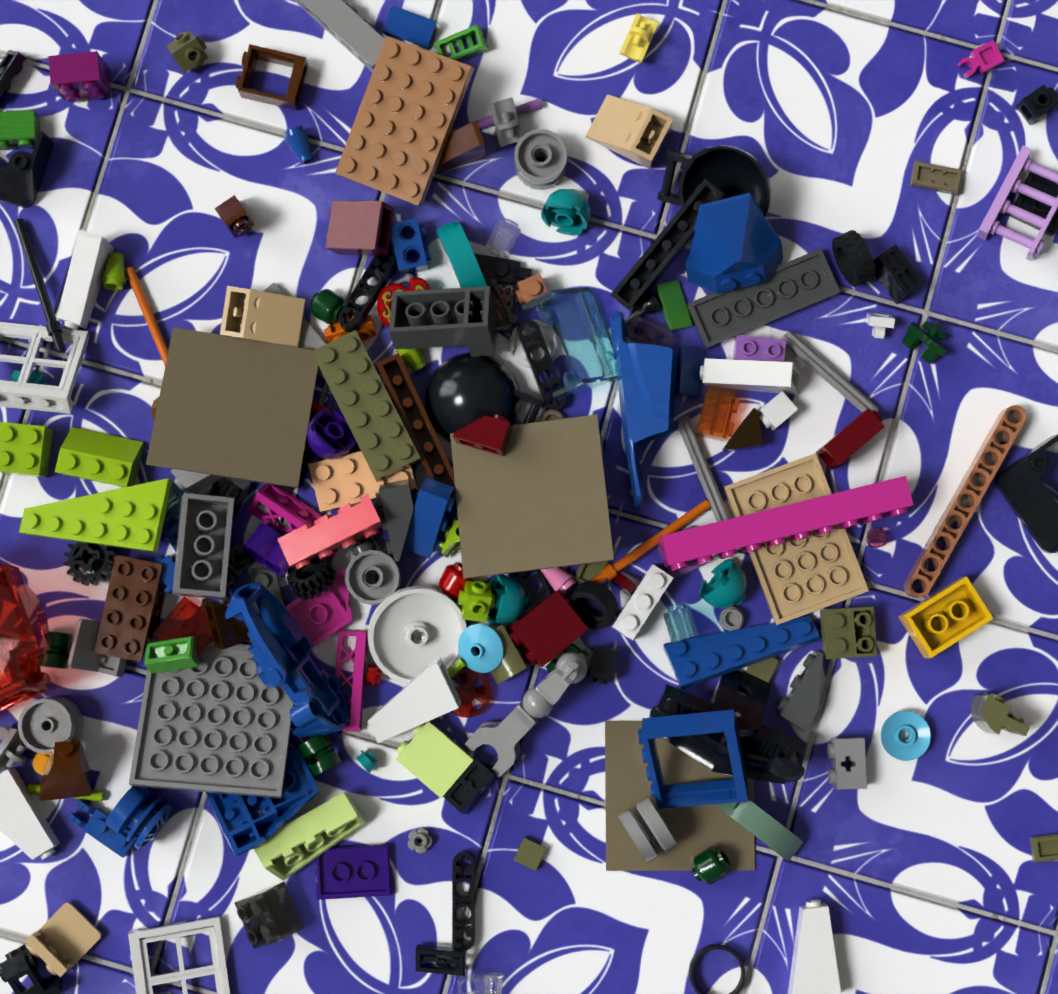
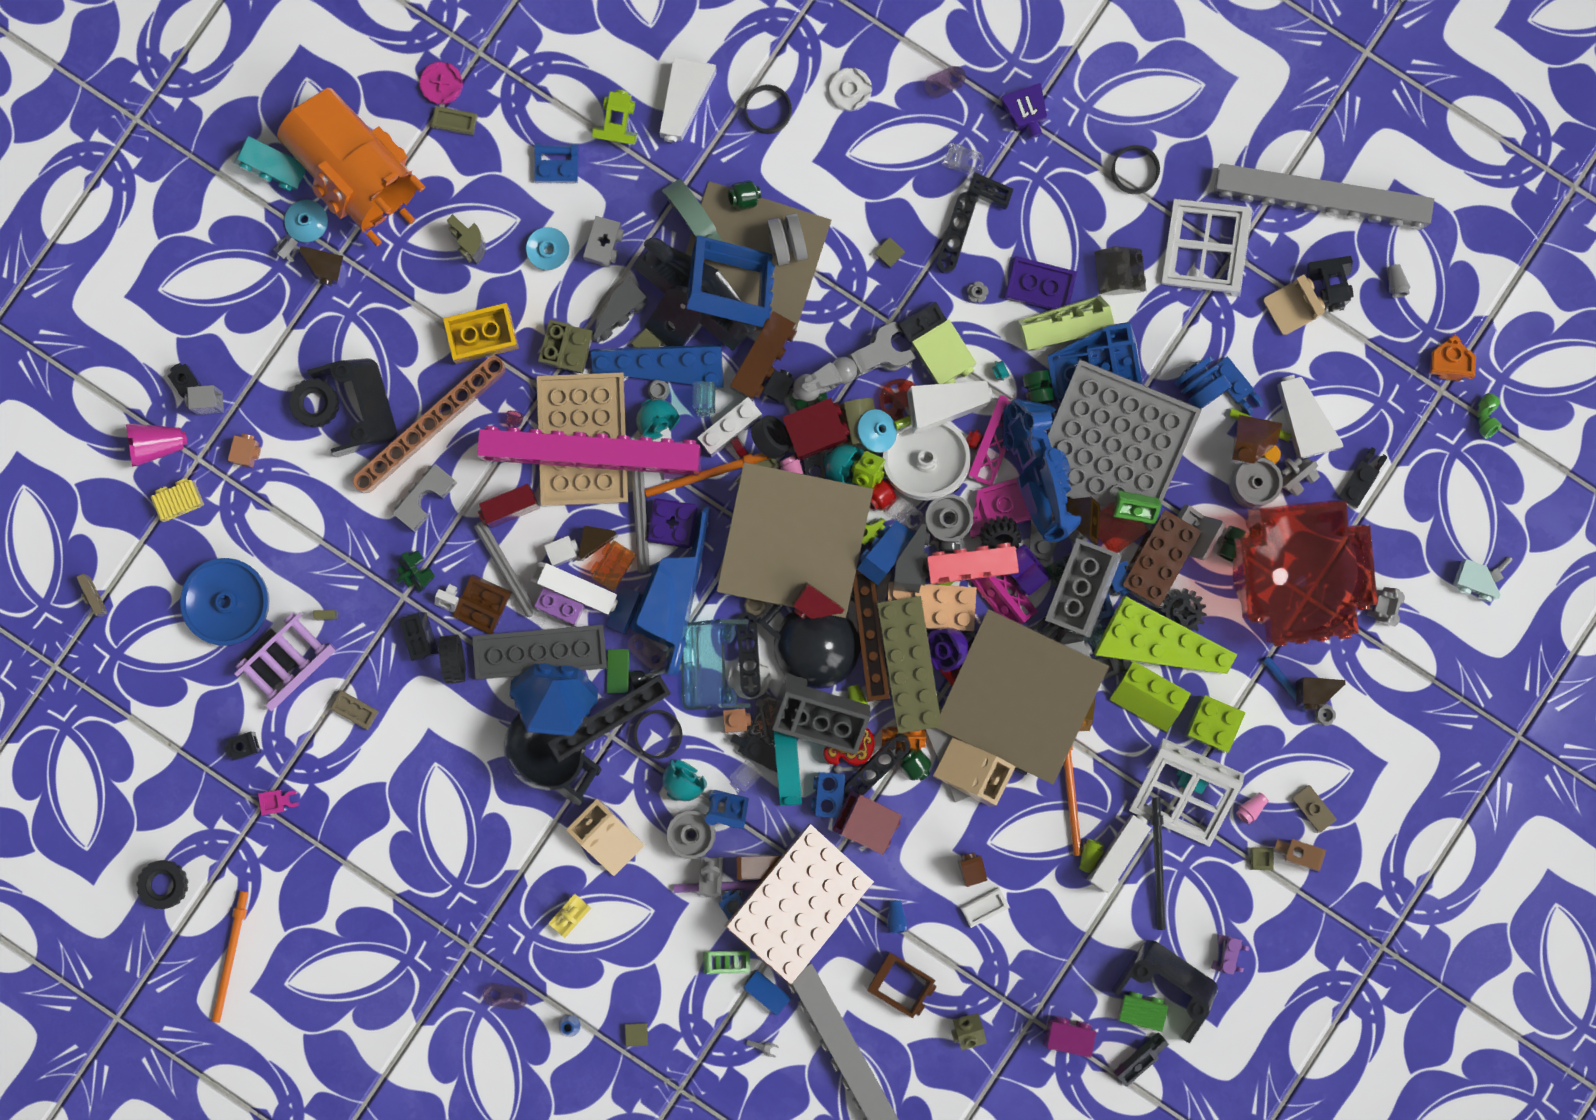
camera: 160 degrees left, 0 degrees up
(152, 473) = (1115, 666): none -> dark grey slope
(210, 184) = (985, 907): none -> white tile
(427, 570) = (902, 511): none -> clear piece
(478, 110) = (727, 897): none -> blue brick
(503, 196) = (734, 811): none -> blue plate
(616, 230) = (636, 728): none -> black tyre
(631, 691) = (763, 355): none -> reddish brown brick
(659, 492) = (682, 533): none -> dark purple brick
(841, 330) = (482, 604): none -> reddish brown slope
(883, 925) = (620, 102): none -> lime tile
(924, 827) = (556, 170): none -> blue plate
(951, 403) = (433, 481): none -> light grey arch
(1001, 265) = (321, 615): none -> olive tile

